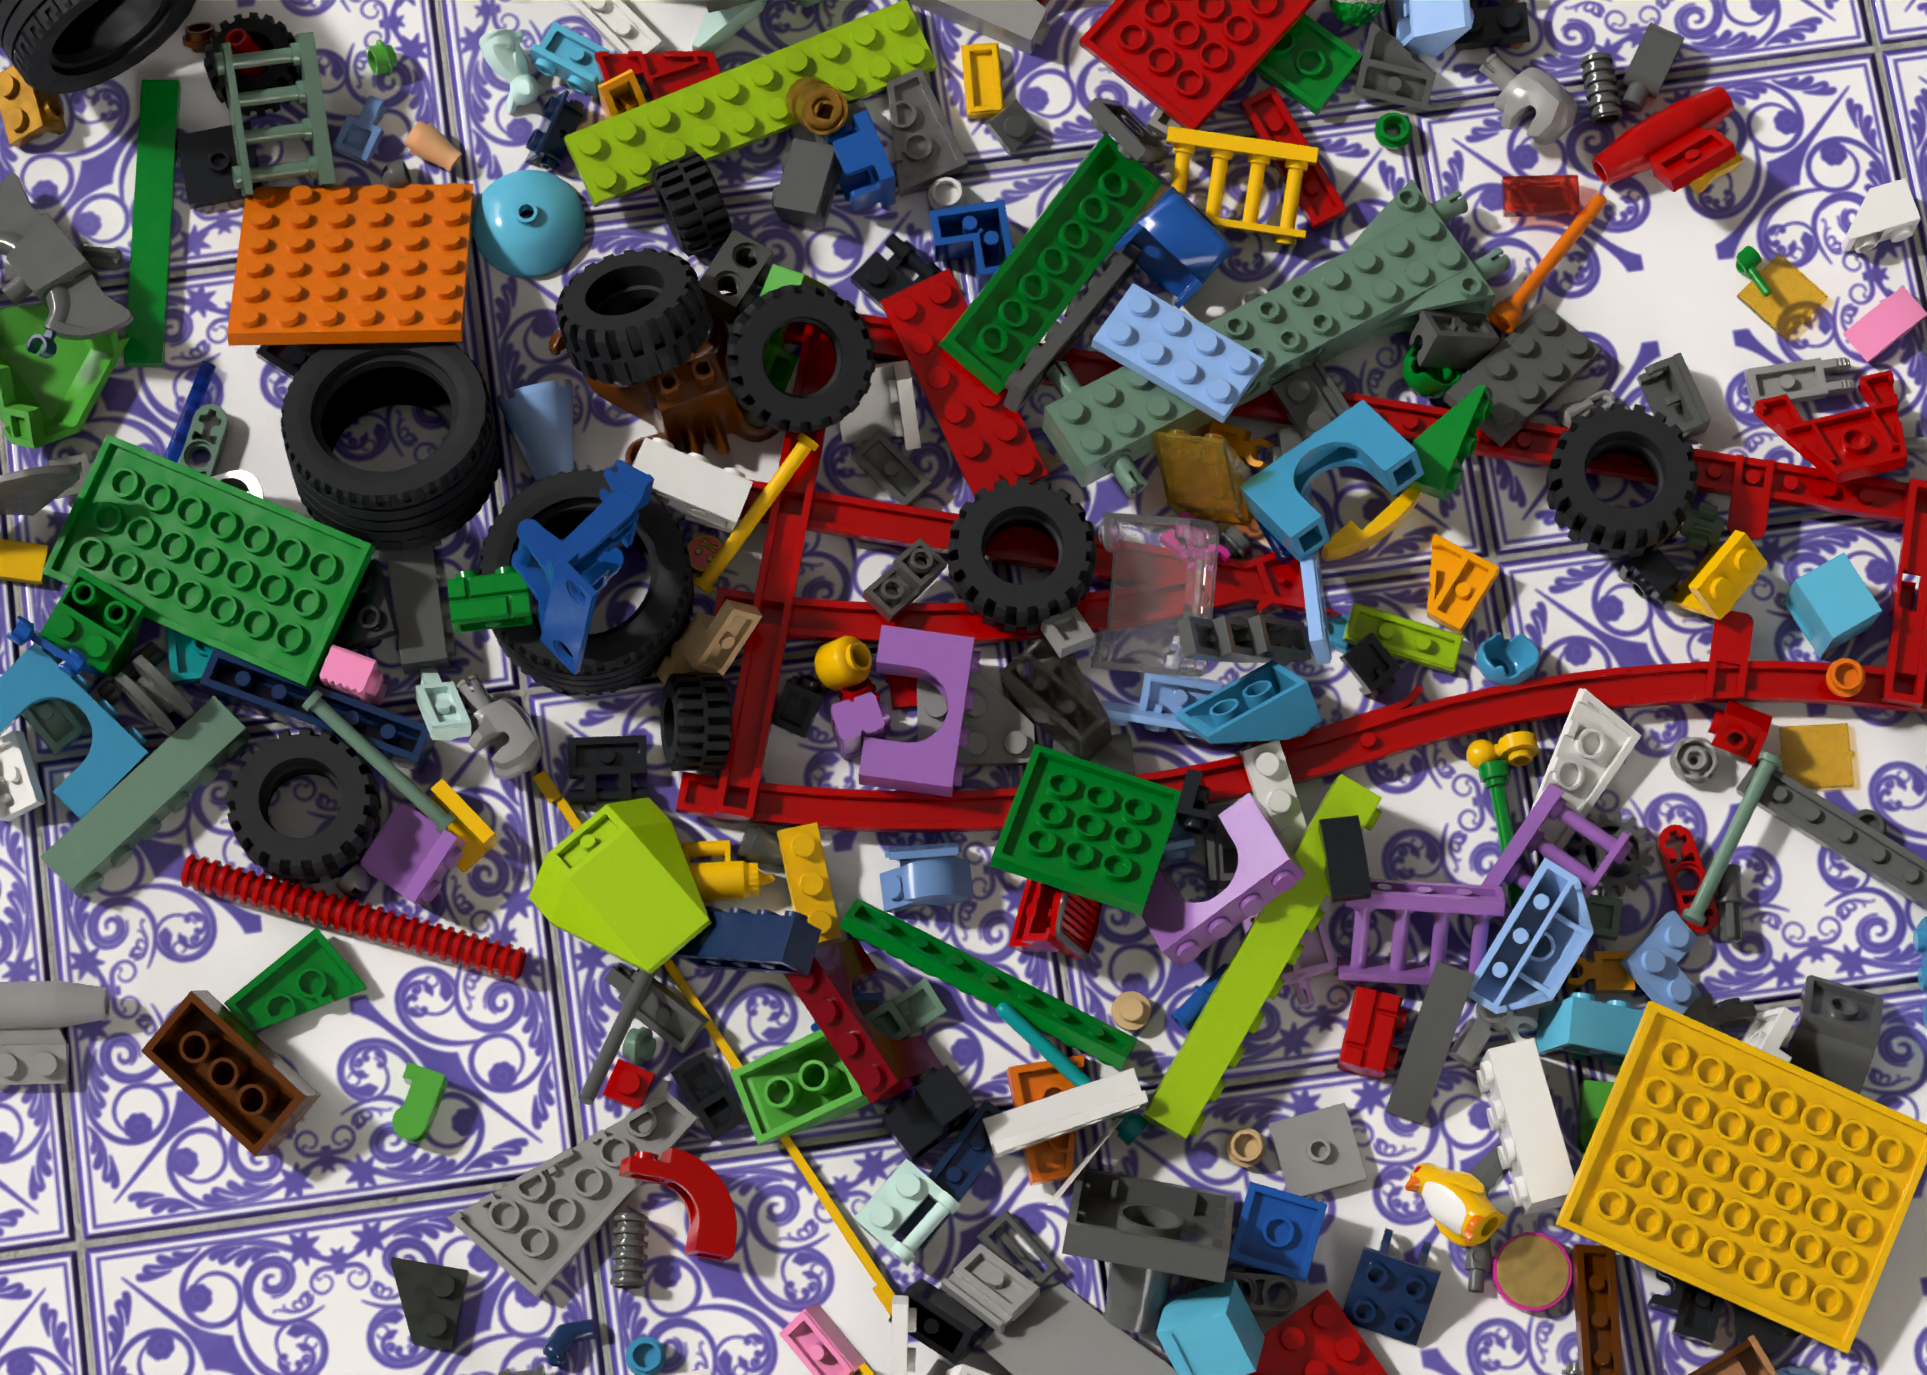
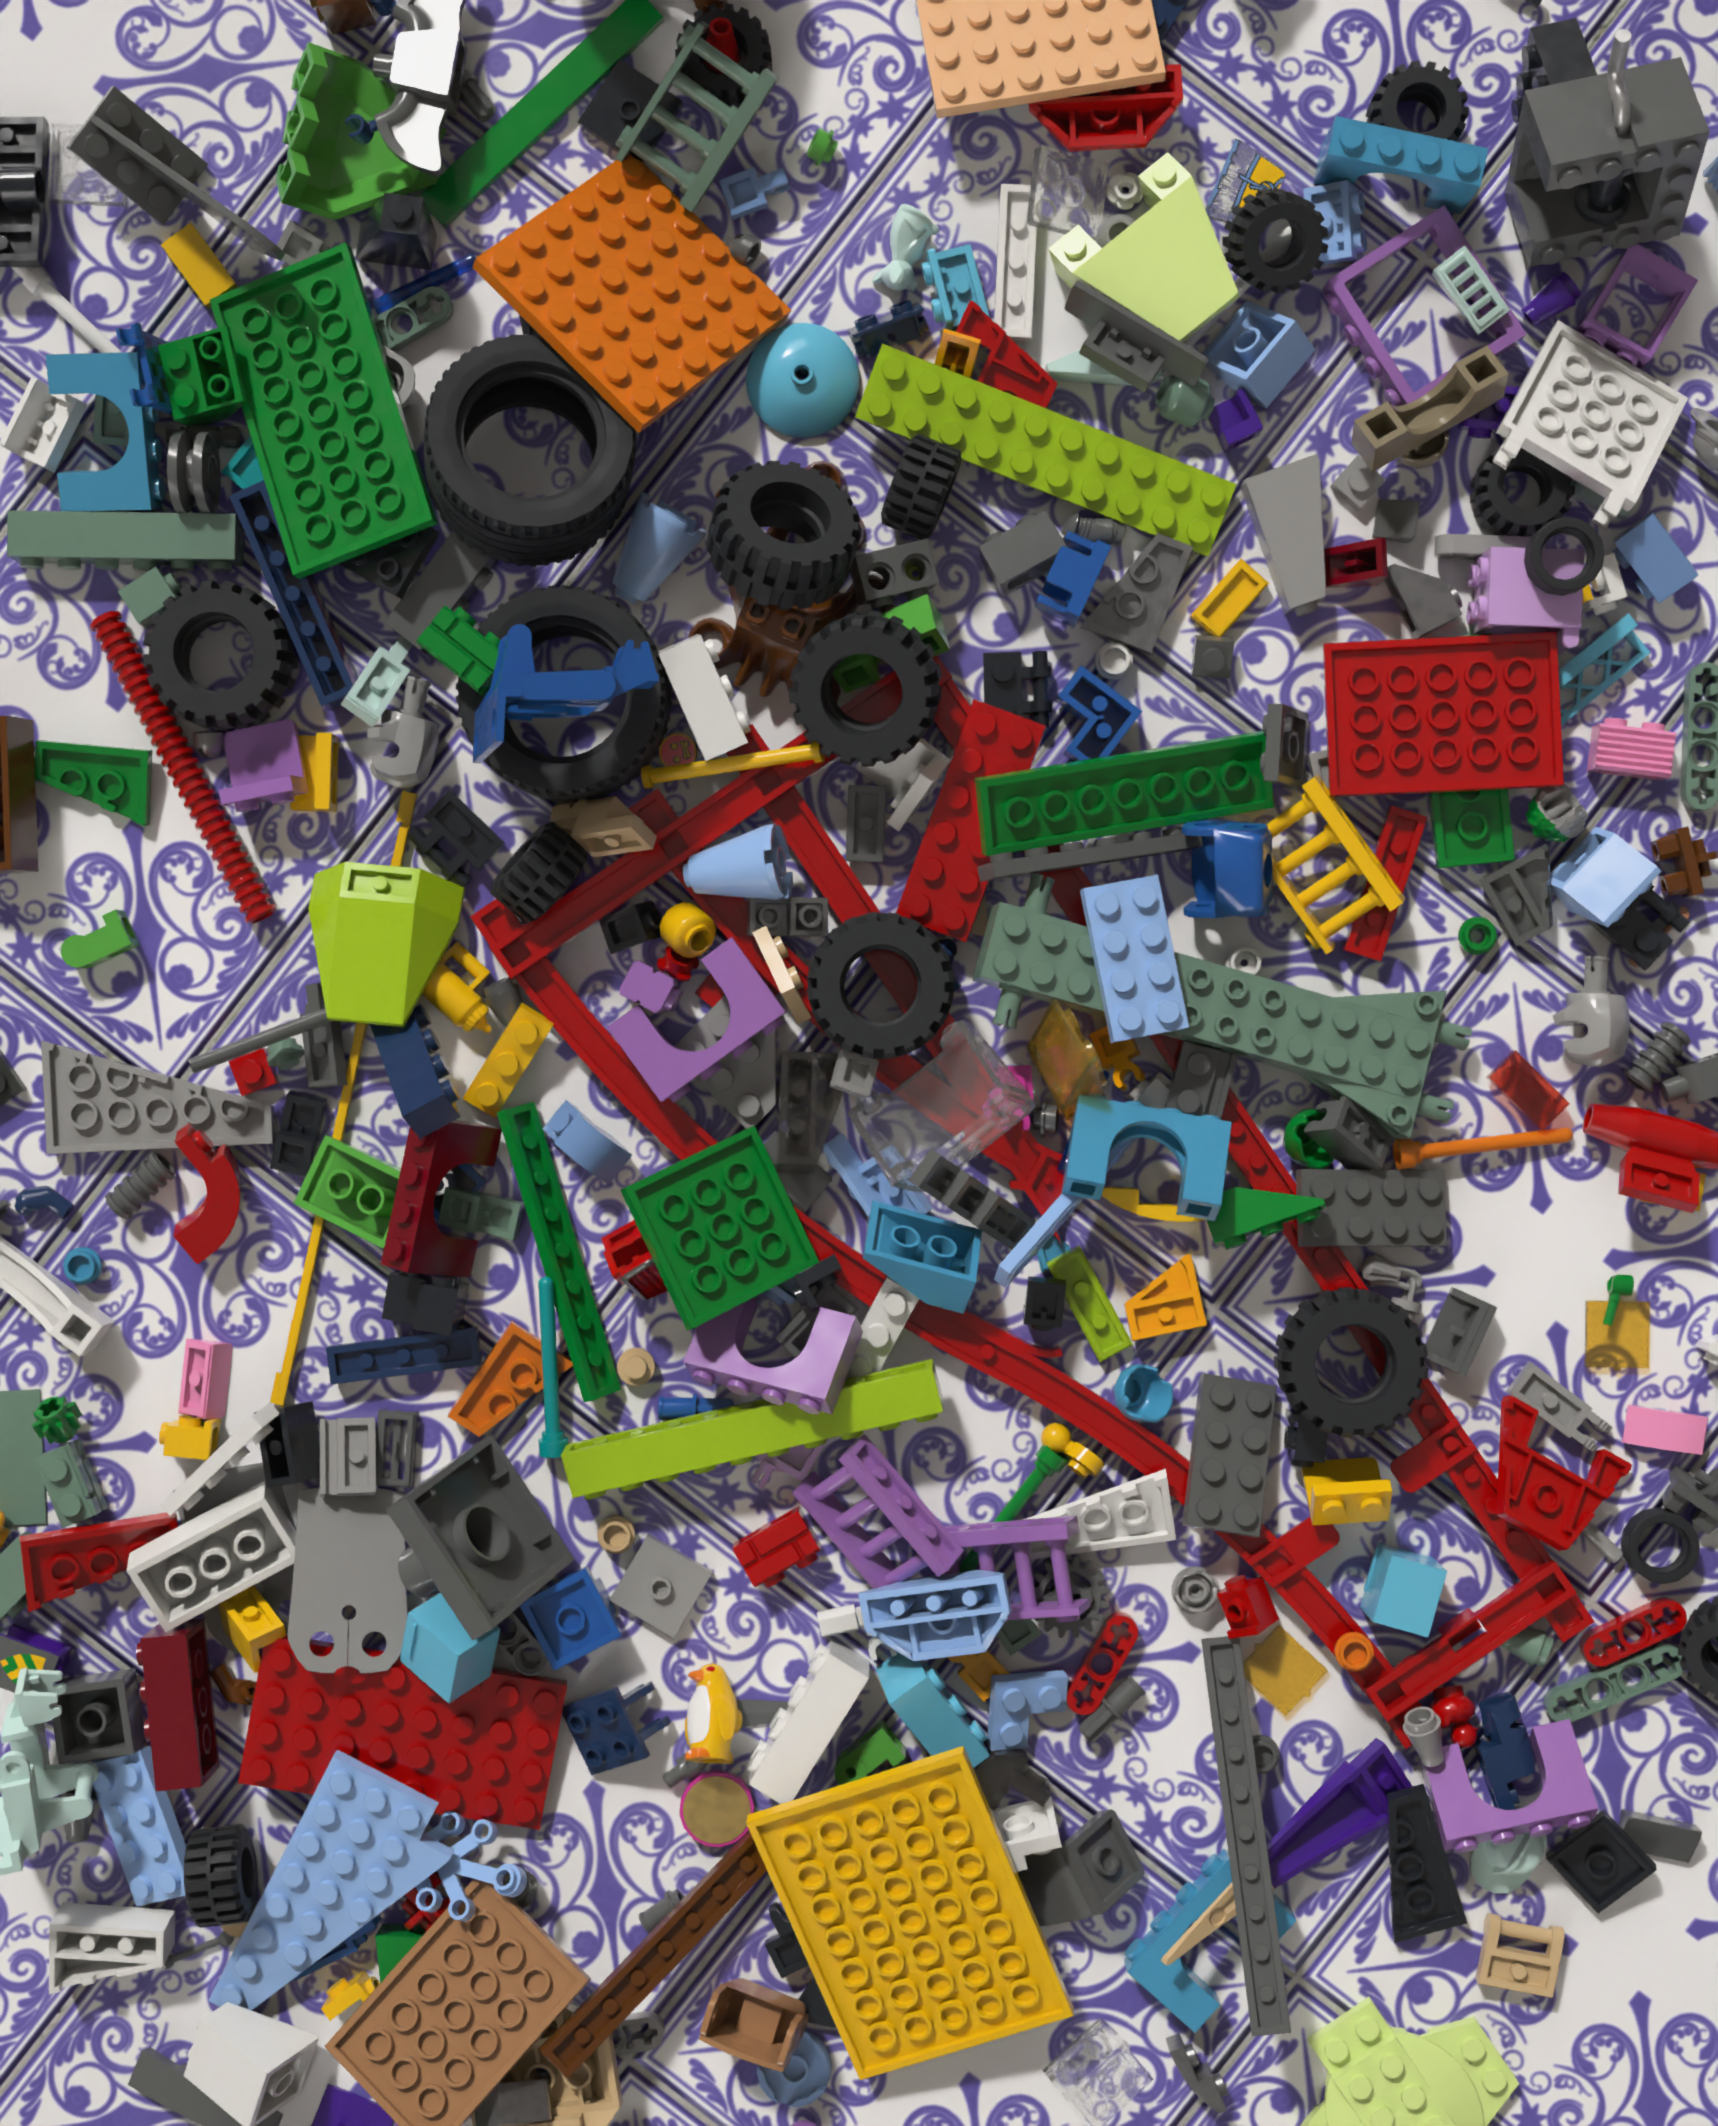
camera: 45 degrees right, 15 degrees up
(136, 393) = (398, 233): none -> black slope
(207, 818) = (148, 593): none -> sand green brick
(353, 676) = (340, 599): bright pink brick -> none
(378, 761) = (295, 679): sand green bar -> none
(429, 144) = (790, 250): light nougat cone -> none
(817, 105) = (1082, 504): pearl gold wheel -> none
(837, 573) = (743, 866): none -> light blue cone
(896, 1203) = (342, 1338): light aqua plate -> none
(923, 851) = (605, 1118): medium blue piece -> none
(942, 616) = (786, 979): none -> tan wing
(1064, 1112) = (511, 1397): white fence -> none
(1083, 1163) = (493, 1440): white sticker -> none
(1344, 859) = (869, 1430): black slope -> none
(1429, 1042) = (806, 1598): dark grey slope -> none
(1613, 638) = (1229, 1455): none -> dark grey plate
(1696, 912) = (1158, 1673): sand green bar -> none
(1702, 527) = (1379, 1447): sand green gear -> none

